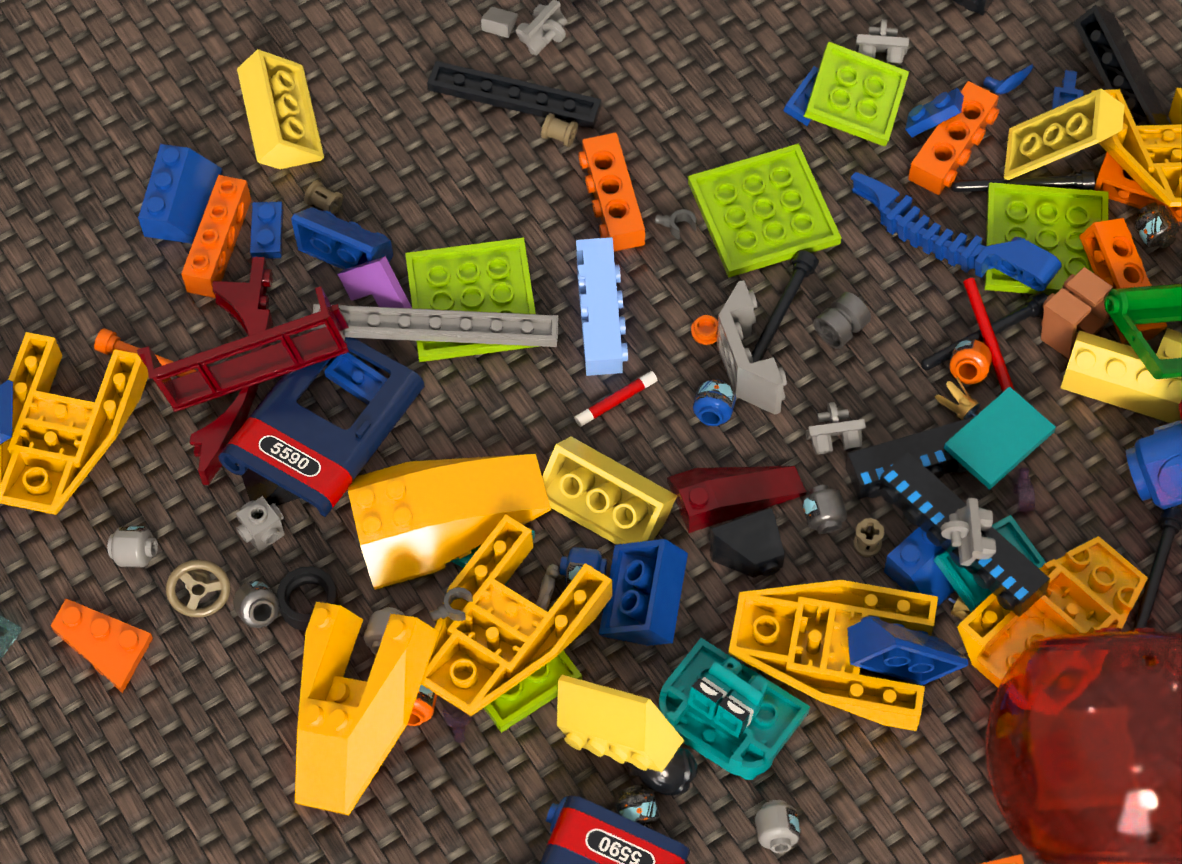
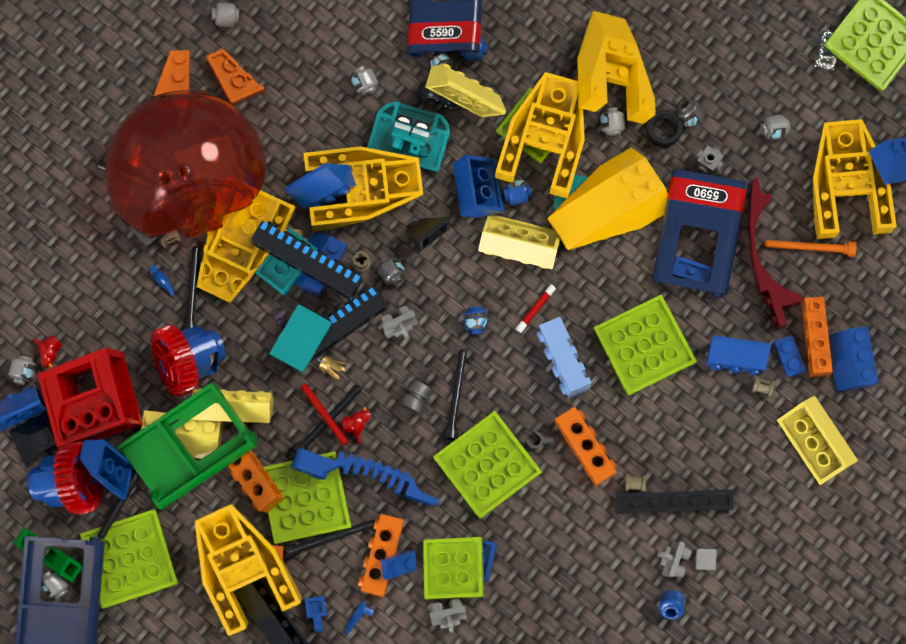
camera: 160 degrees right, 15 degrees up
(104, 641) = (767, 73): orange wing -> none
(194, 573) = (728, 115): dark tan piece -> none
(253, 367) = (758, 242): dark red piece -> none
(376, 279) = (703, 330): medium lavender tile -> none
(446, 610) = (579, 122): dark grey piece -> none
(448, 326) = (658, 312): light grey tile -> none
(547, 586) = (532, 169): light grey animal -> none
(705, 330) = (496, 369): orange plate -> none
(726, 493) = (453, 266): dark red wedge -> none
(755, 382) = (449, 334): light grey slope -> none
(943, 314) = (356, 423): none -> red animal
(965, 532) = (304, 248): light grey hips -> none
(970, 361) = (331, 392): orange head -> none
(1062, 132) = (310, 553): light yellow slope -> none
(1074, 308) = (274, 441): nougat piece -> none

